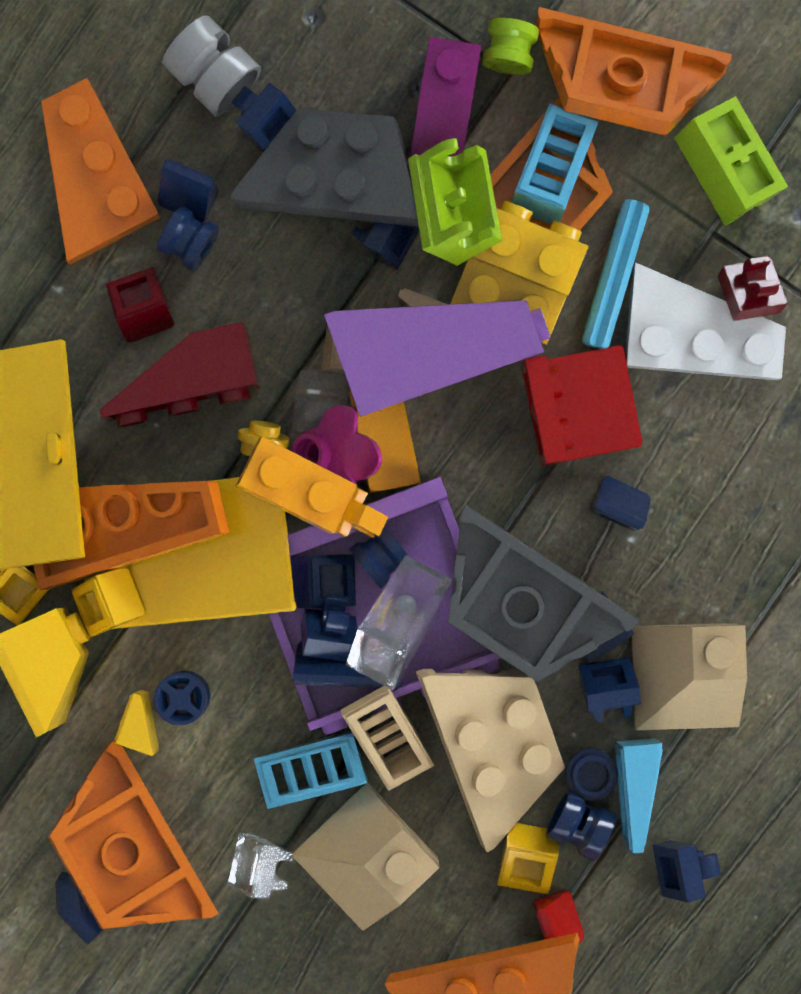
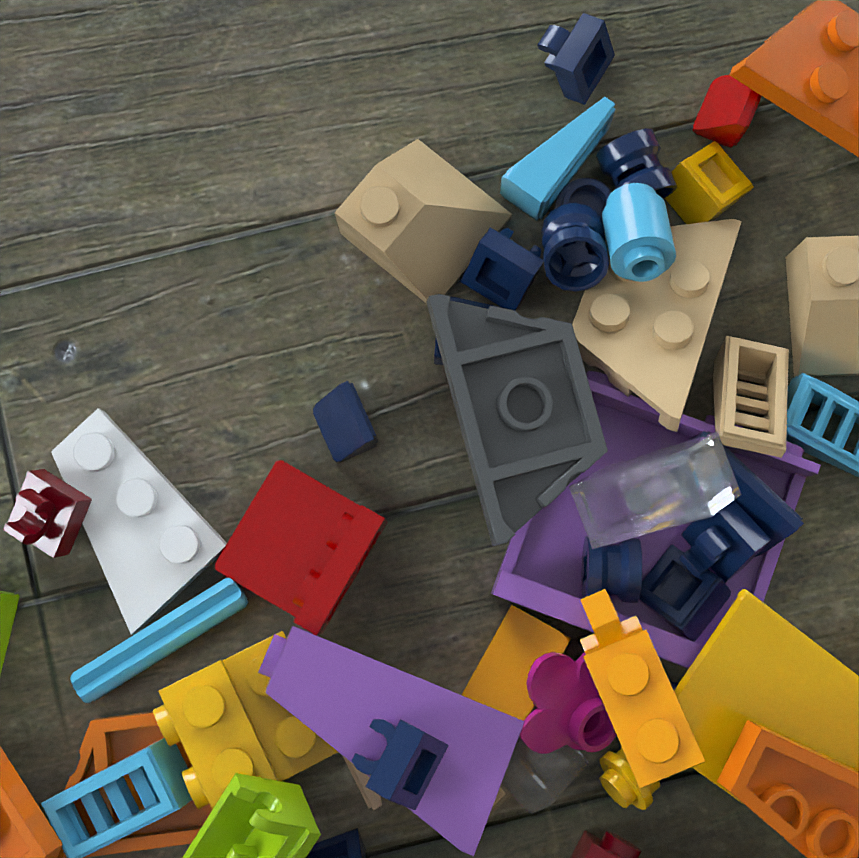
camera: 135 degrees left, 5 degrees down
(411, 330) = (405, 764): none -> dark blue tile
(546, 778) = (638, 233): none -> medium azure brick
(577, 737) = (574, 247): none -> dark blue wheel

